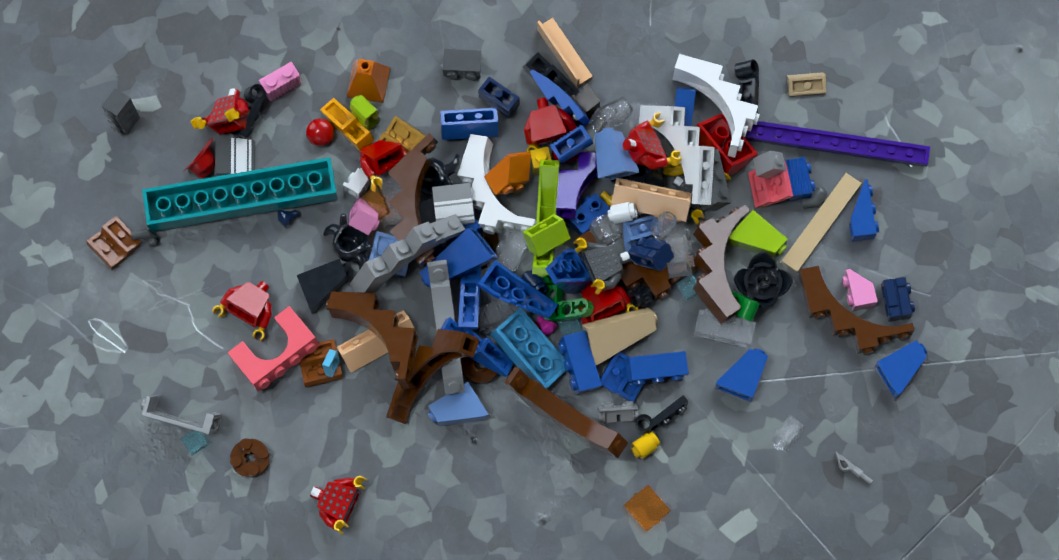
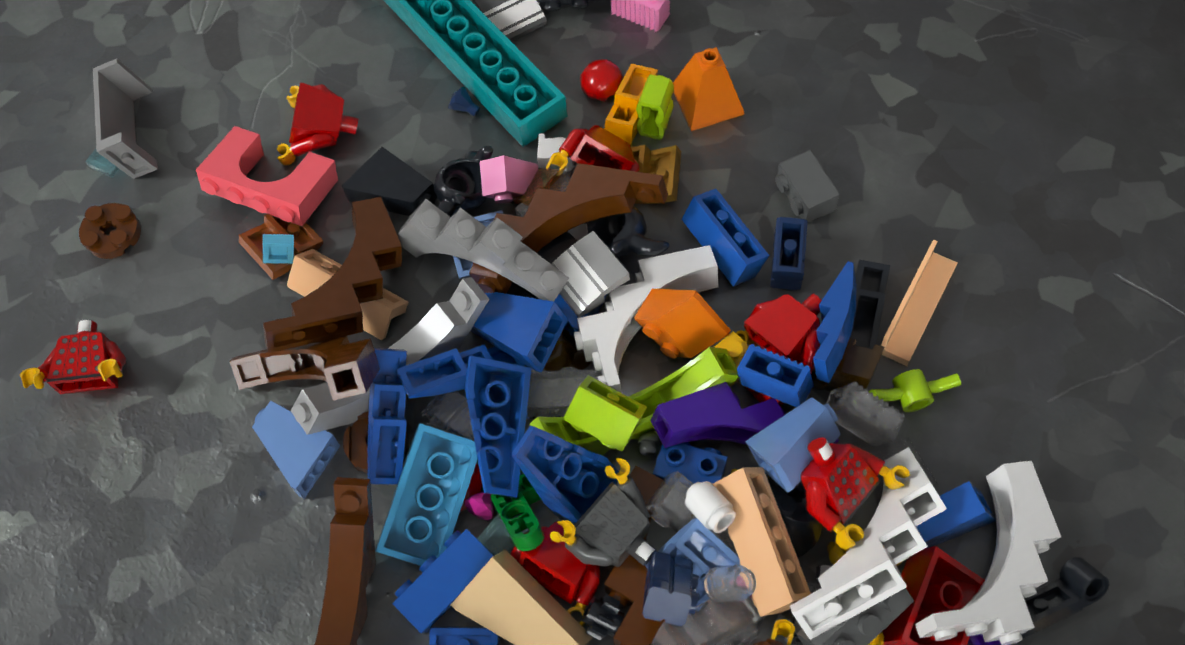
camera: 65 degrees right, 10 degrees down
(610, 83) = (914, 390): none -> lime piece

